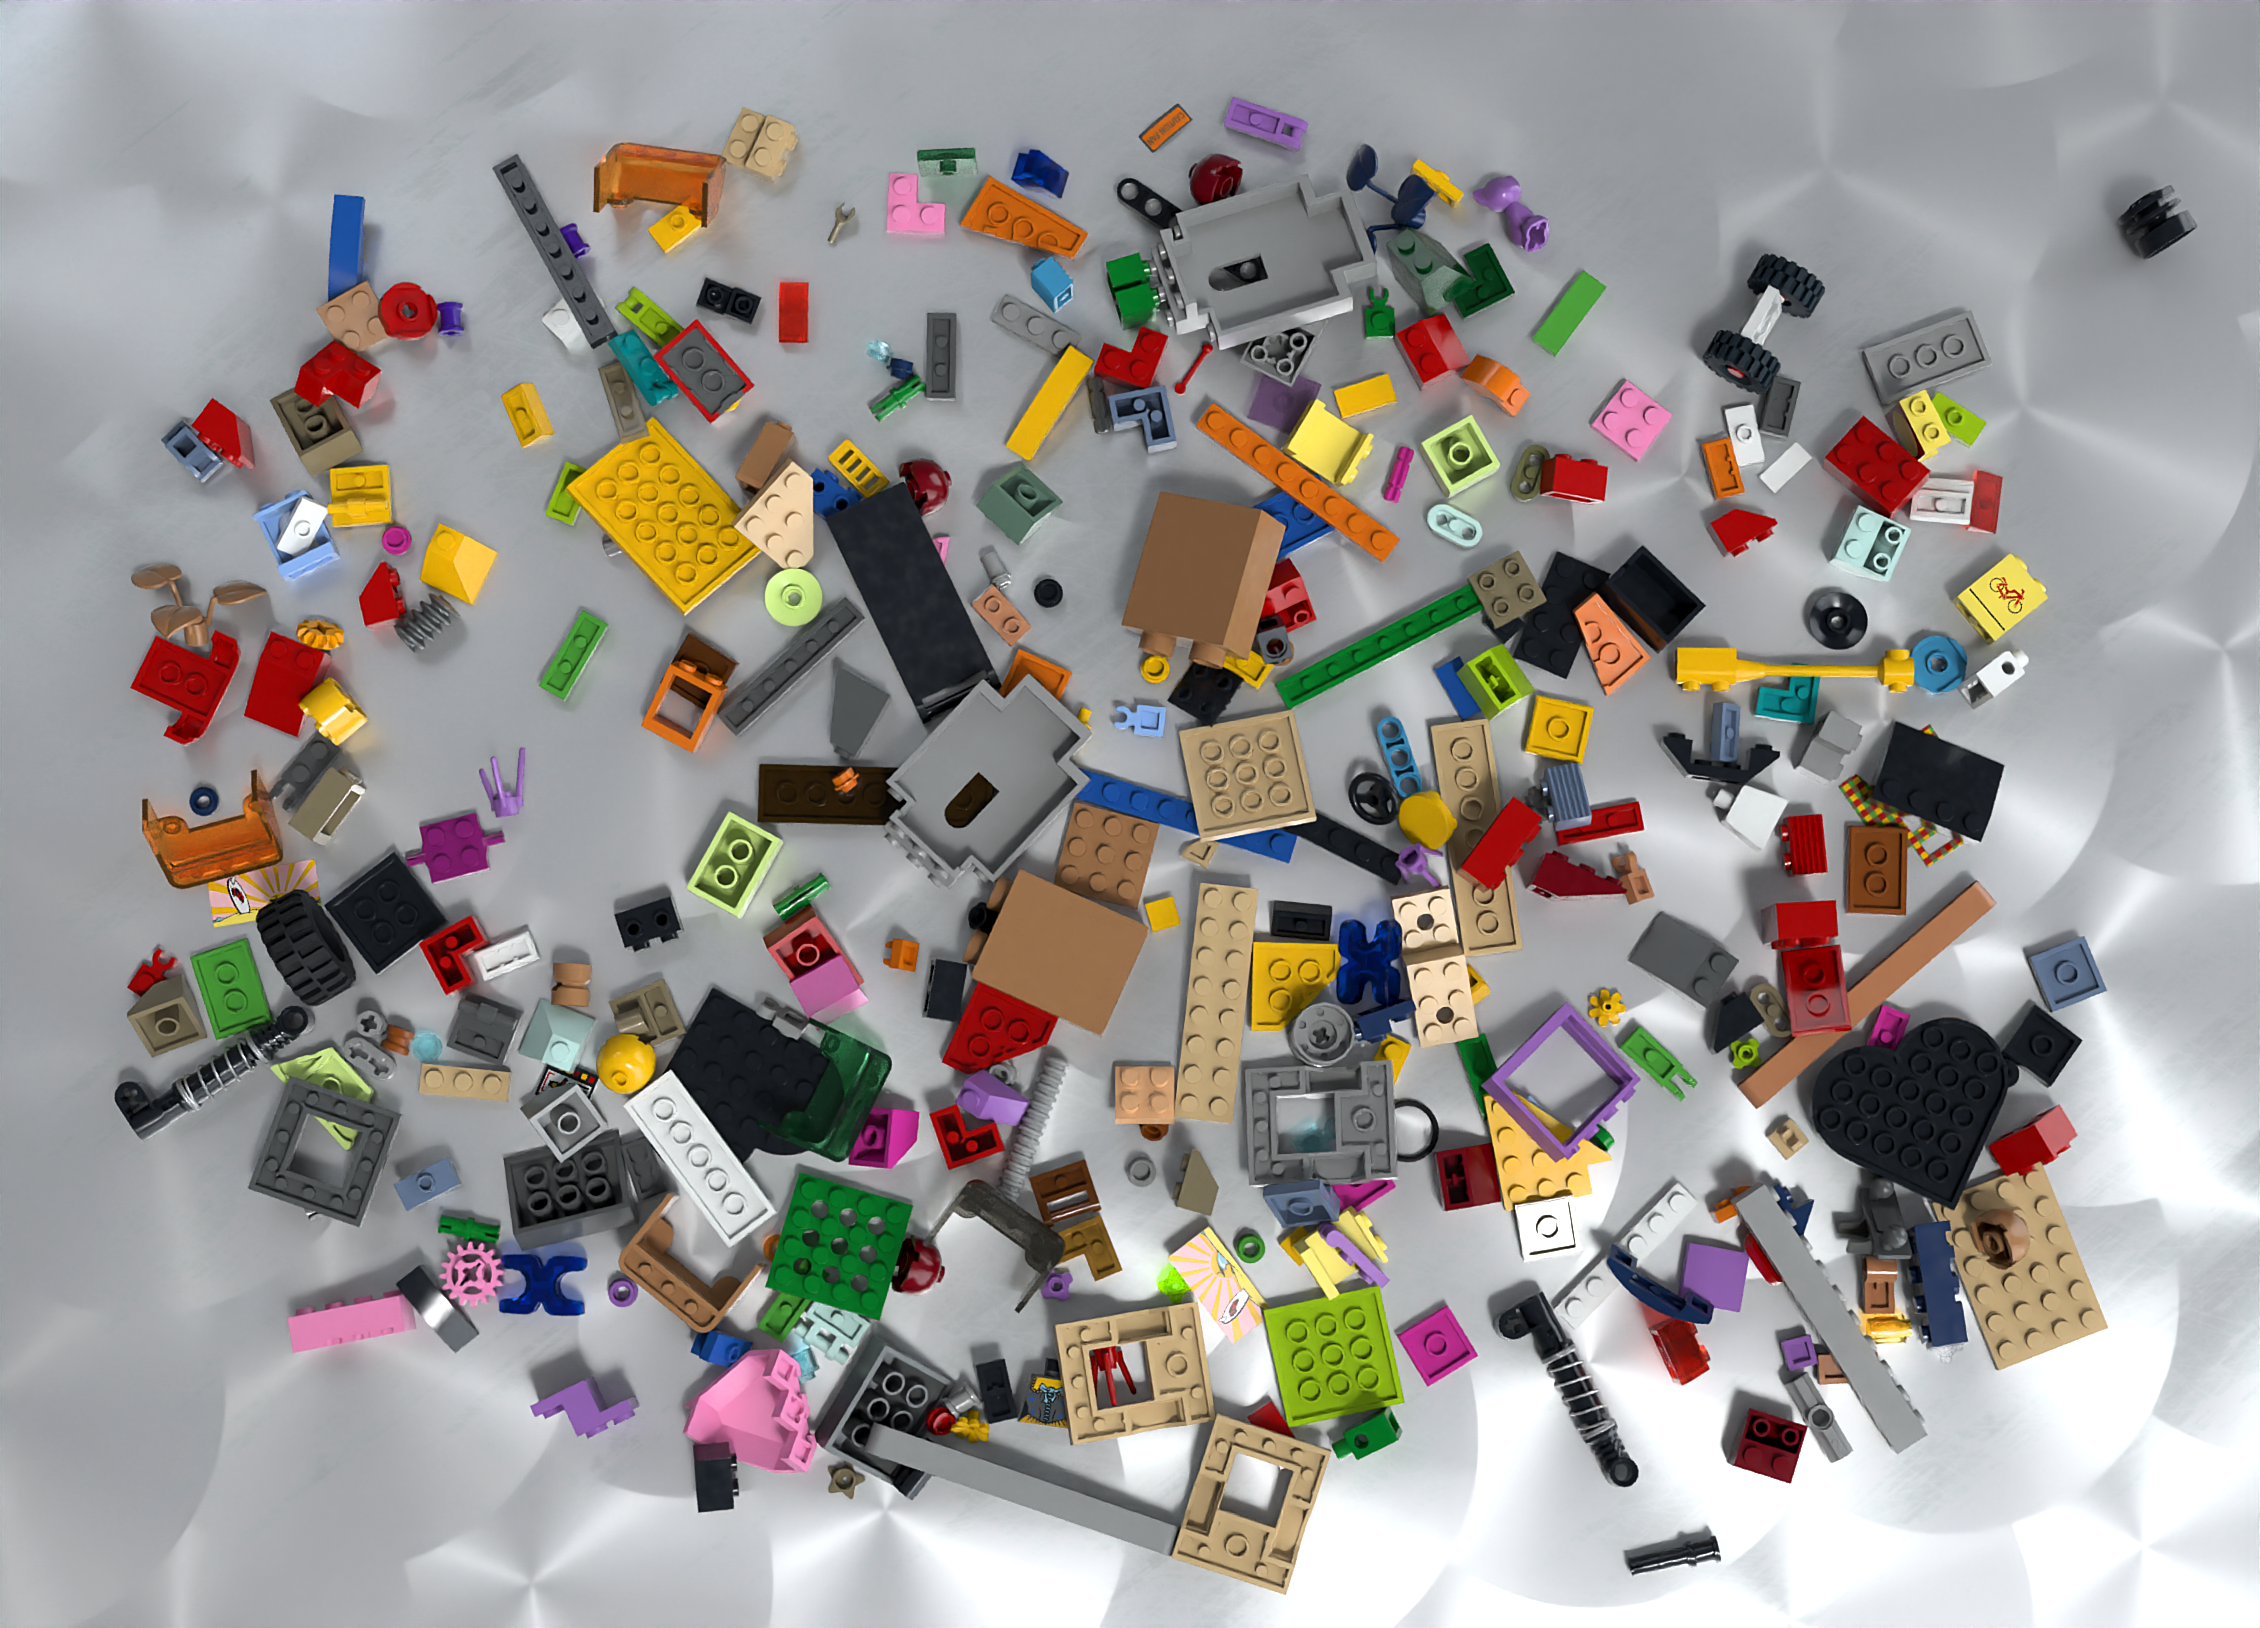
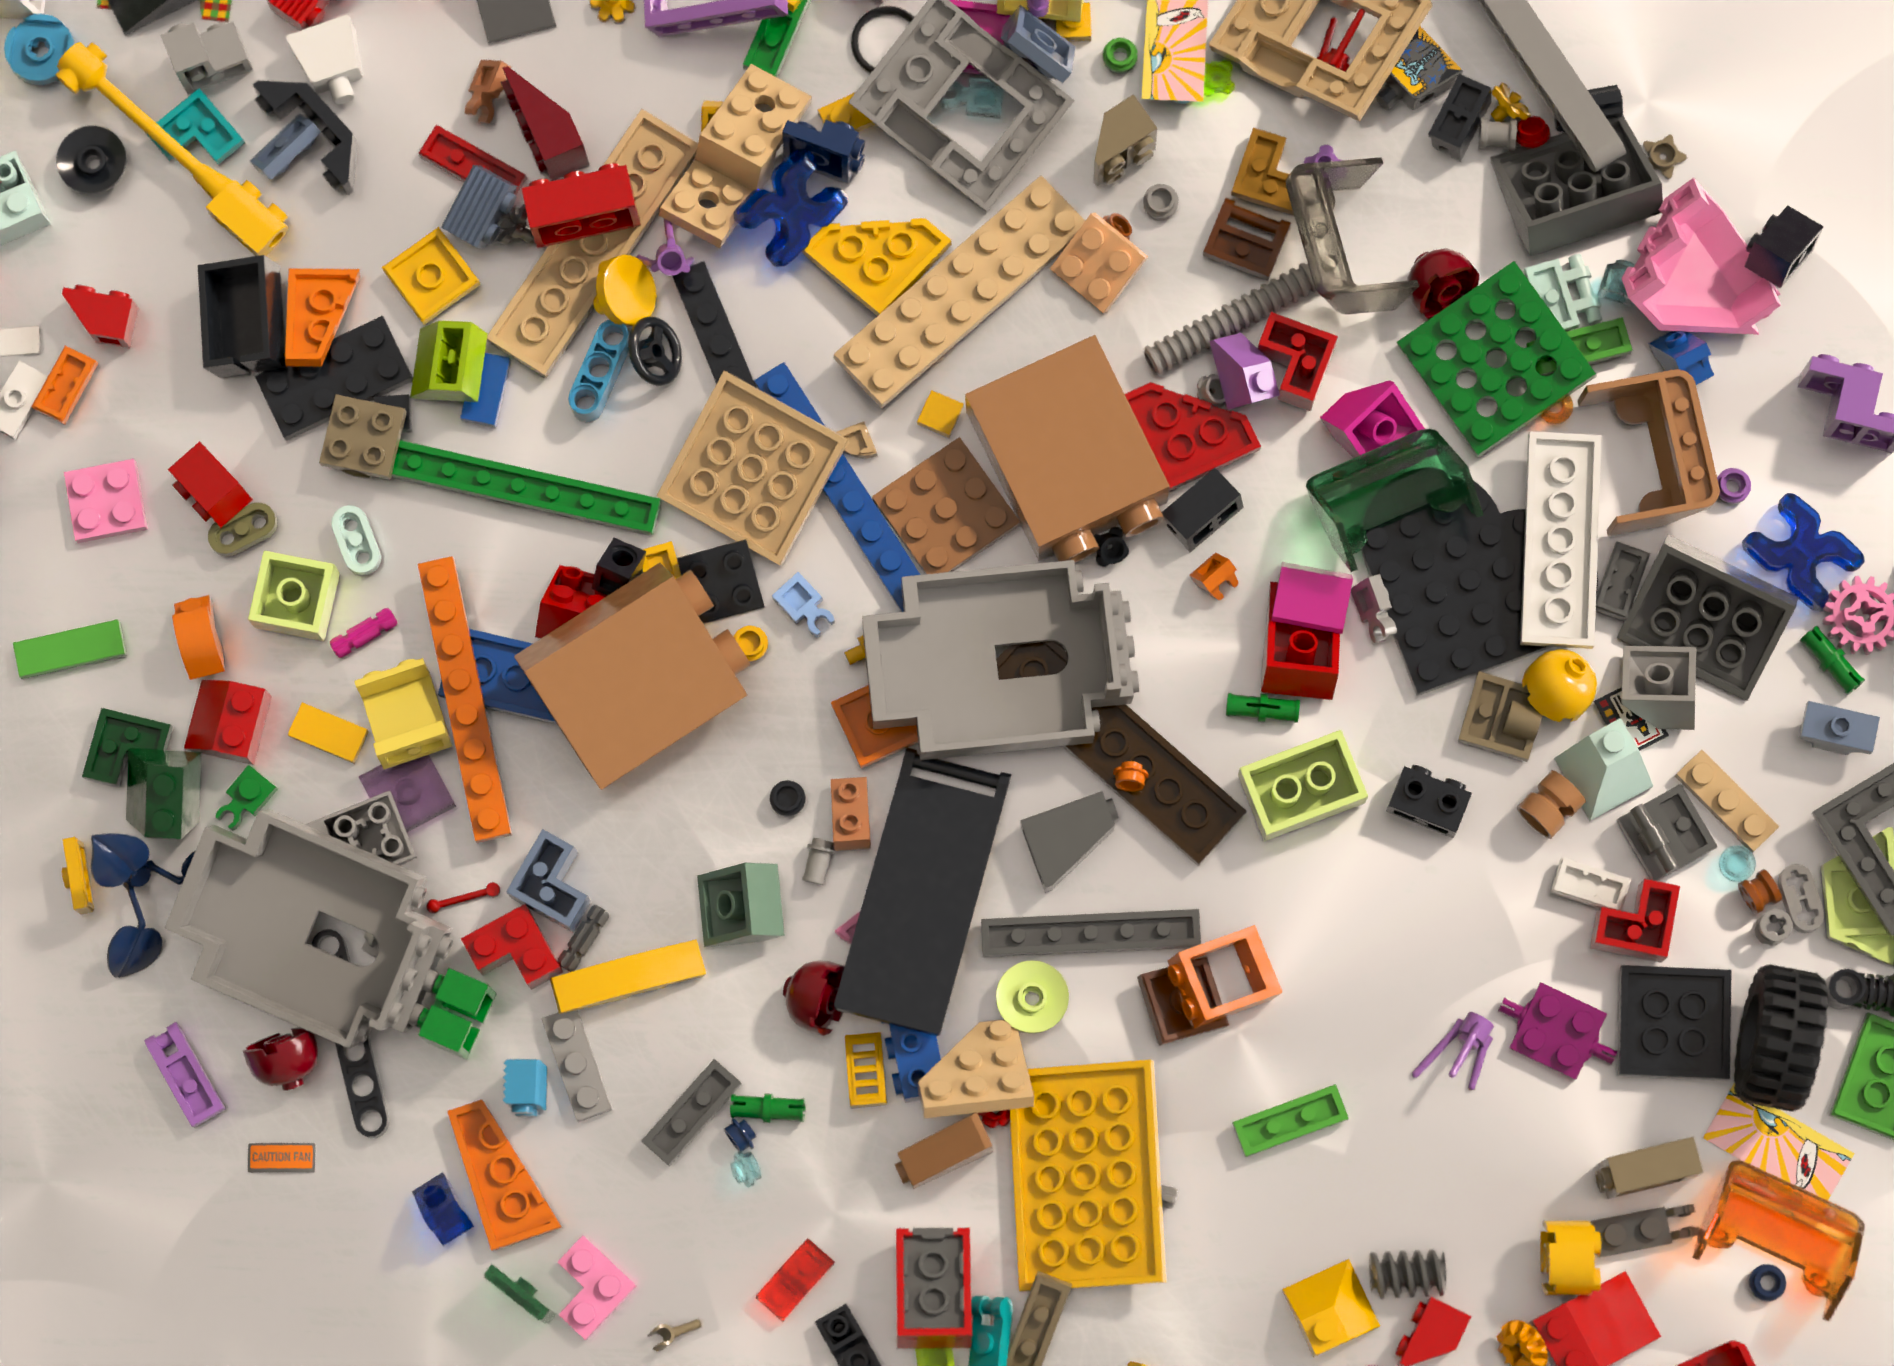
camera: 135 degrees left, 5 degrees down
(562, 505) = (1181, 1278): lime plate -> none
(1301, 920) = (817, 303): black slope -> none
(1337, 1031) = (888, 160): light grey wheel -> none
(1525, 228) = (36, 760): medium lavender animal -> none

